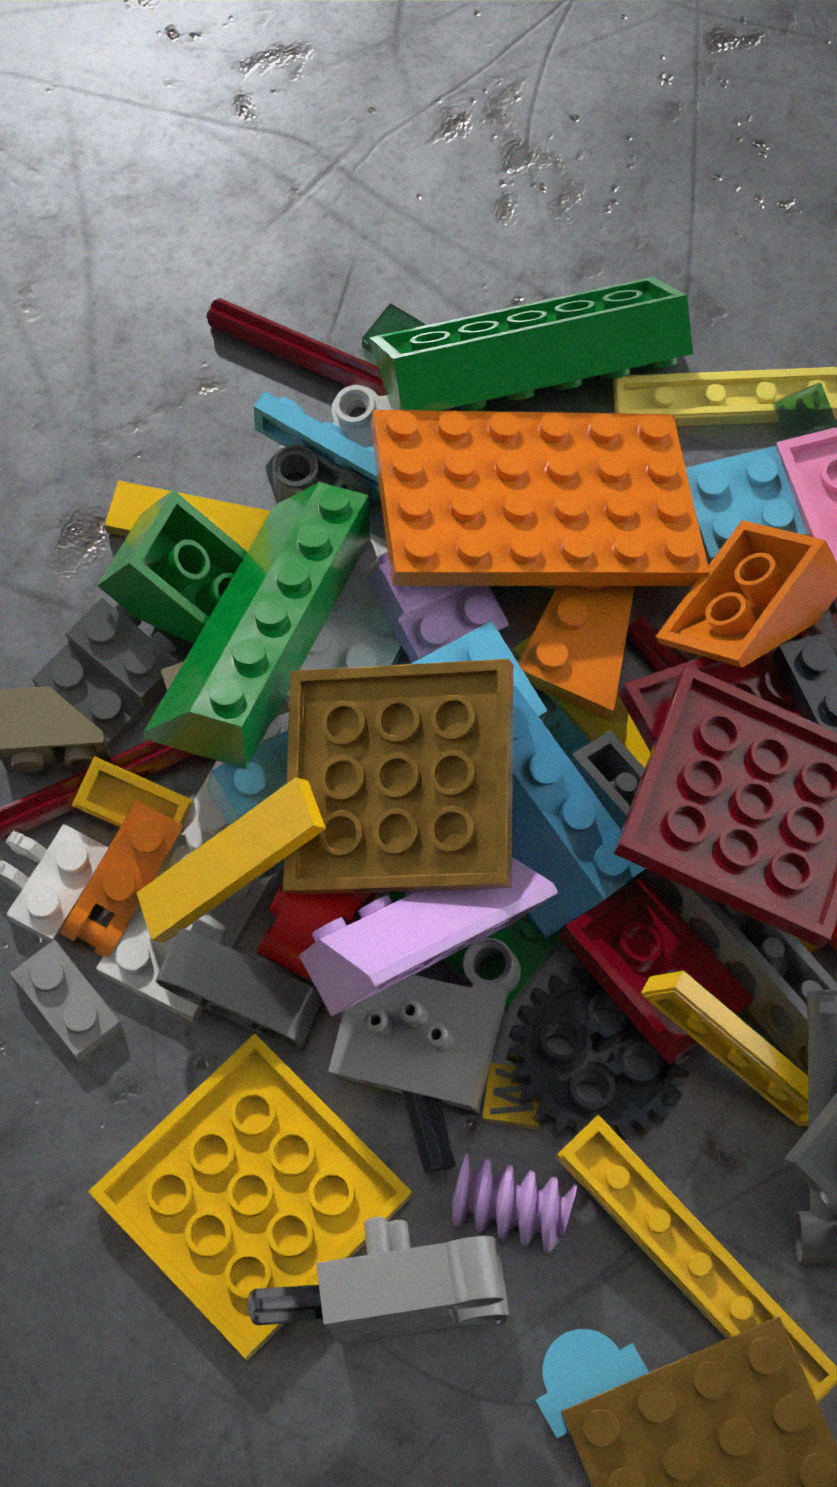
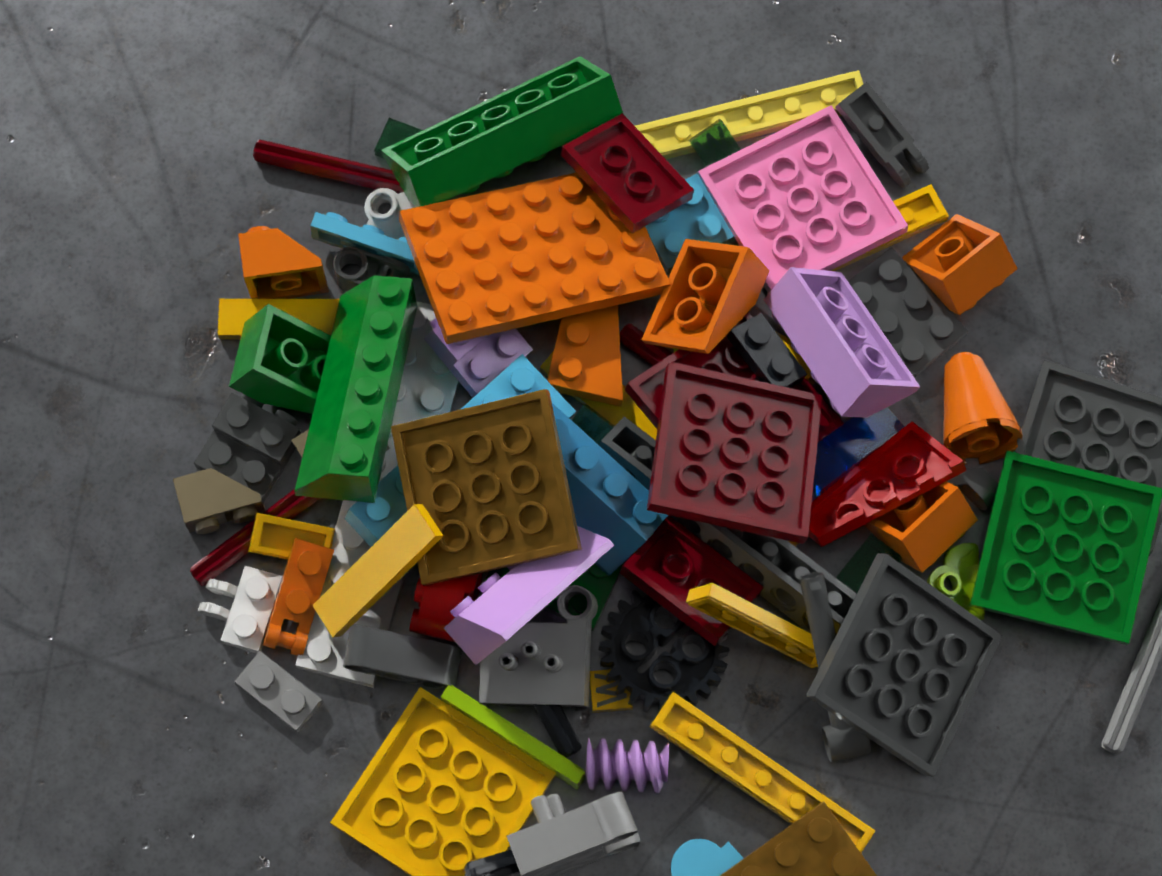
camera: 15 degrees left, 5 degrees up
(202, 450) = (279, 265): none -> orange slope
(424, 1186) = (563, 767): none -> lime tile
(682, 423) = (627, 173): none -> dark red plate

